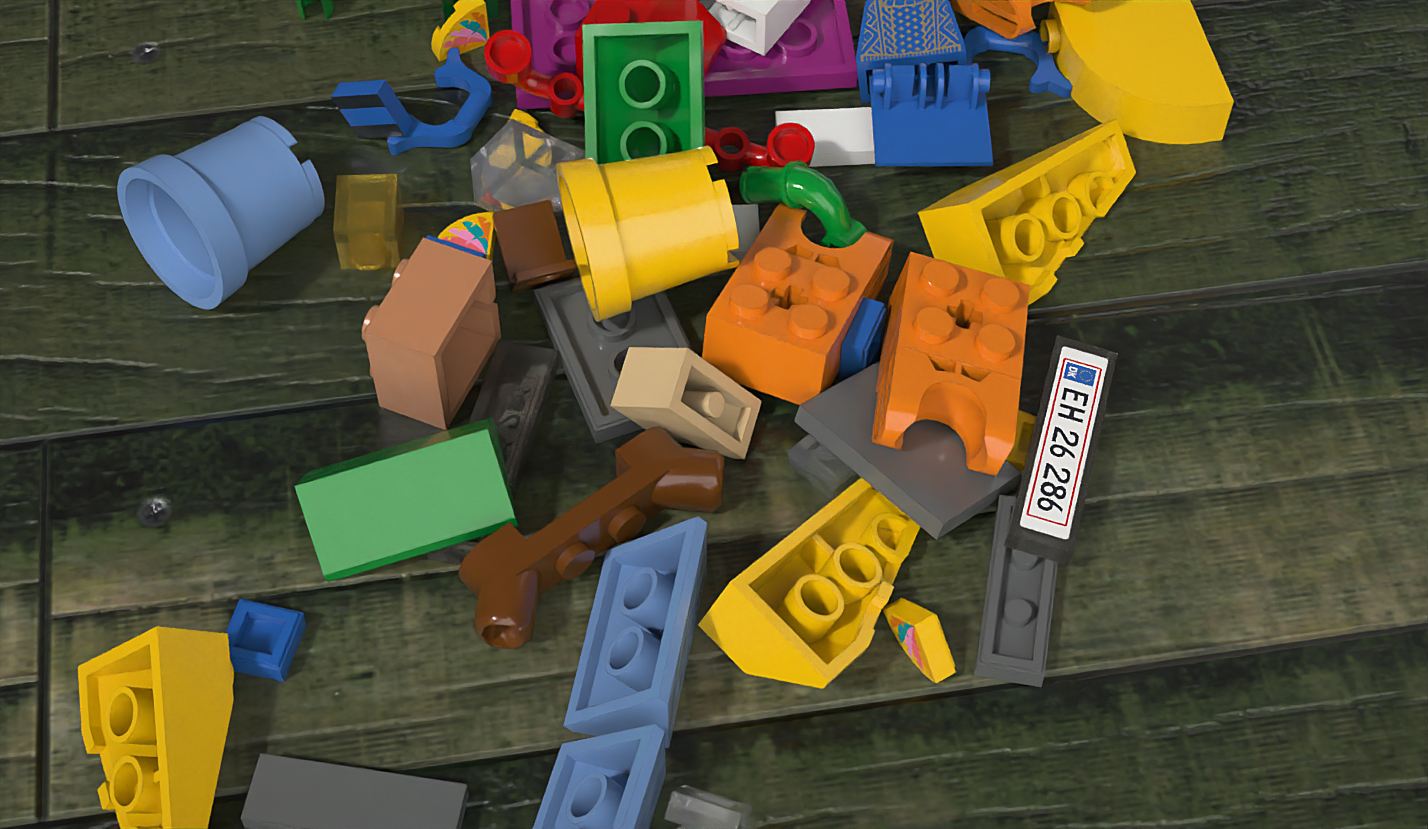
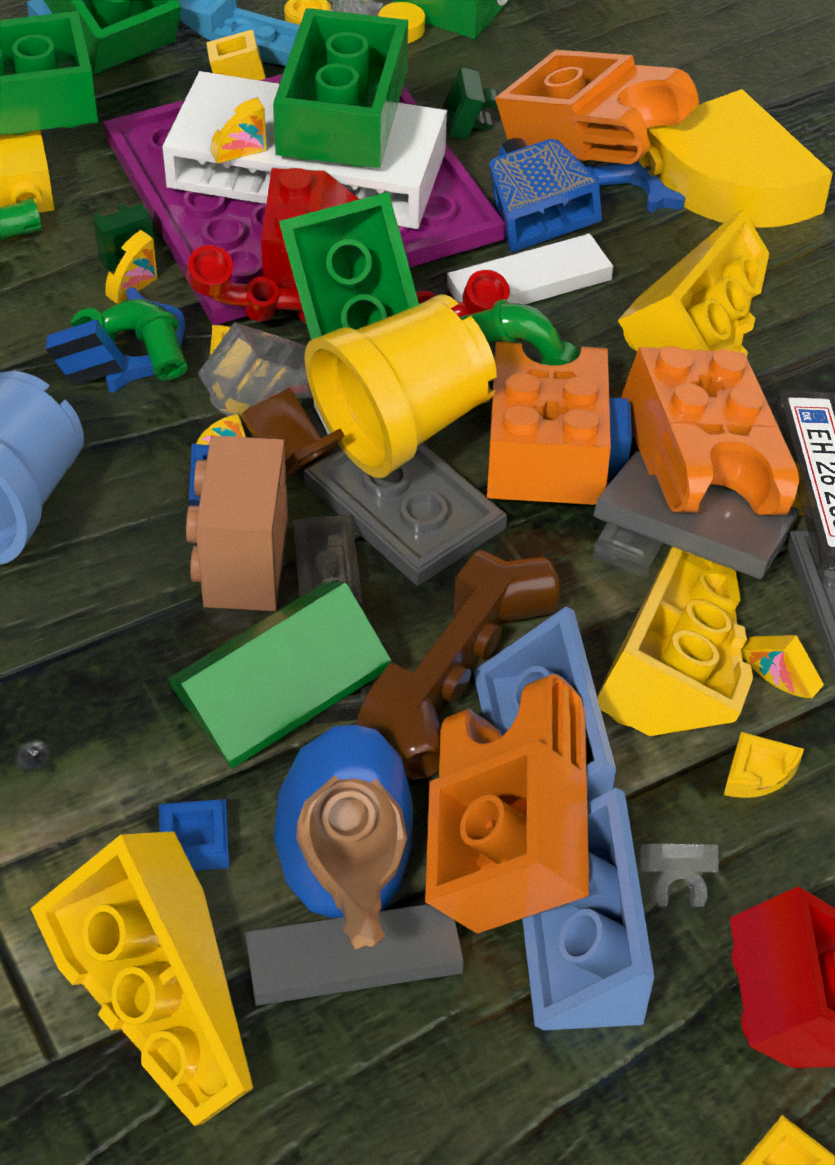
camera: 20 degrees left, 5 degrees down
(368, 221) = (126, 449): clear yellow brick -> none
(395, 684) = (346, 828): none -> hat
(445, 95) = (152, 326): none -> green piece
(552, 710) = (510, 811): none -> orange brick
(687, 399) = (491, 515): tan slope -> none
(848, 740) = (761, 766): none -> yellow tile
(930, 116) = (586, 241): blue hinge -> none

